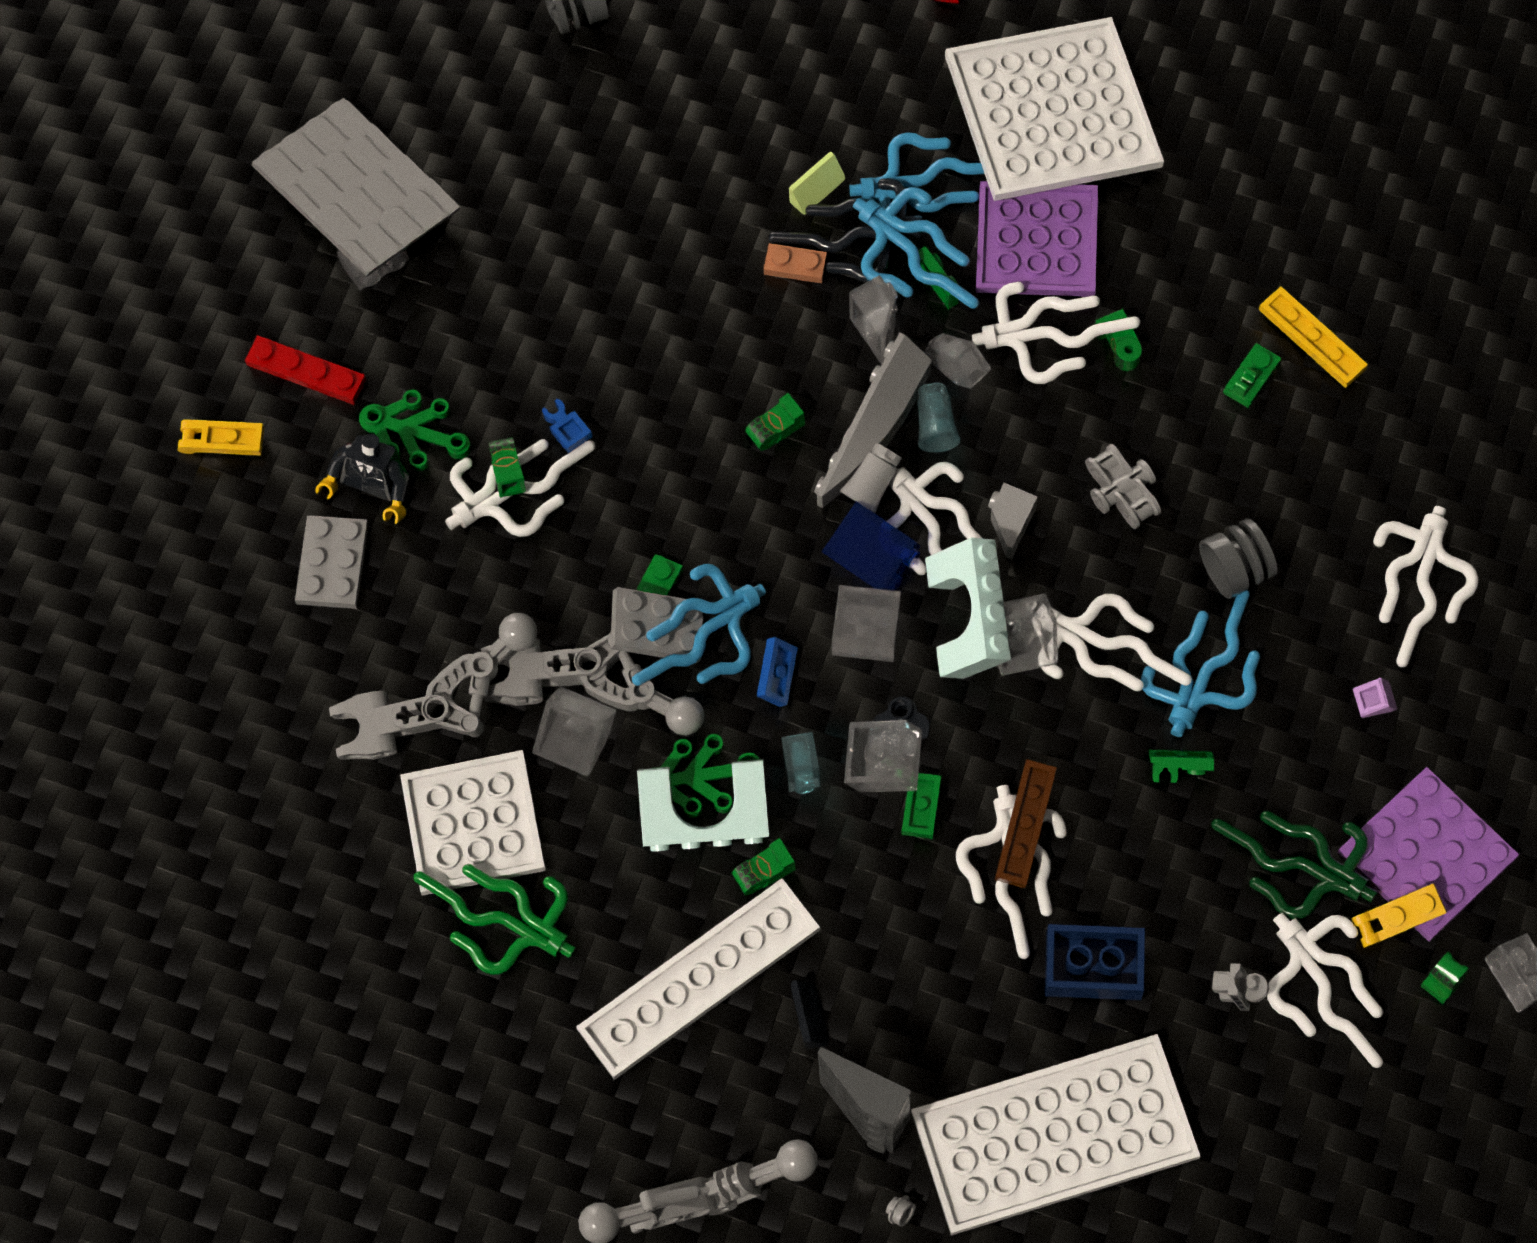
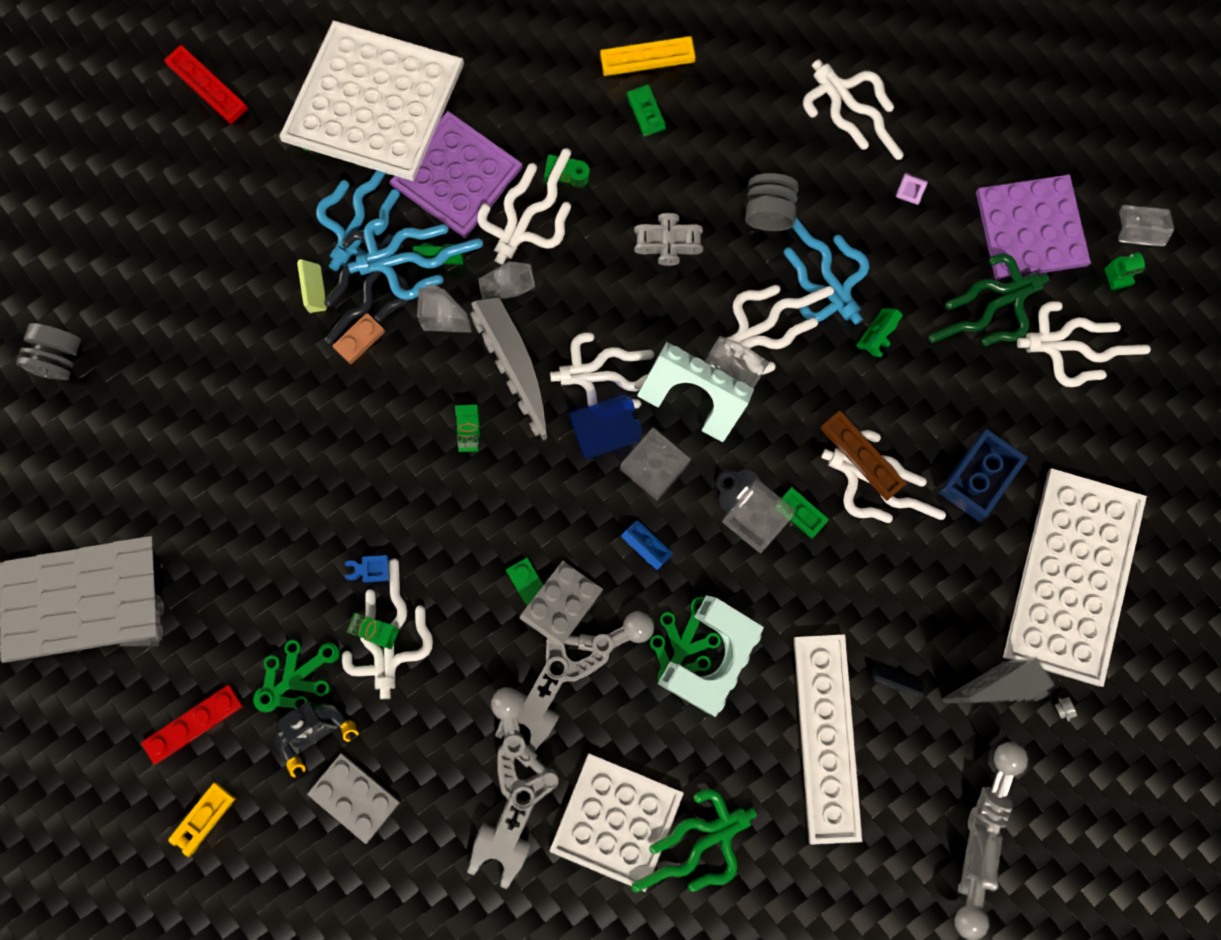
camera: 65 degrees left, 10 degrees up
(573, 730) = (597, 708): clear slope -> none
(733, 607) = (582, 546): dark azure plant -> none
(764, 868) = (779, 644): green leg -> none
(801, 762) = (727, 572): clear light blue brick -> none
(872, 477) = (555, 392): light grey plant -> none
(936, 419) = (539, 322): clear light blue plant -> none
(1011, 515) = (641, 322): light grey slope -> none
(1239, 986) = (1057, 396): light grey hips -> none
(1400, 915) = (1067, 270): yellow plate -> none

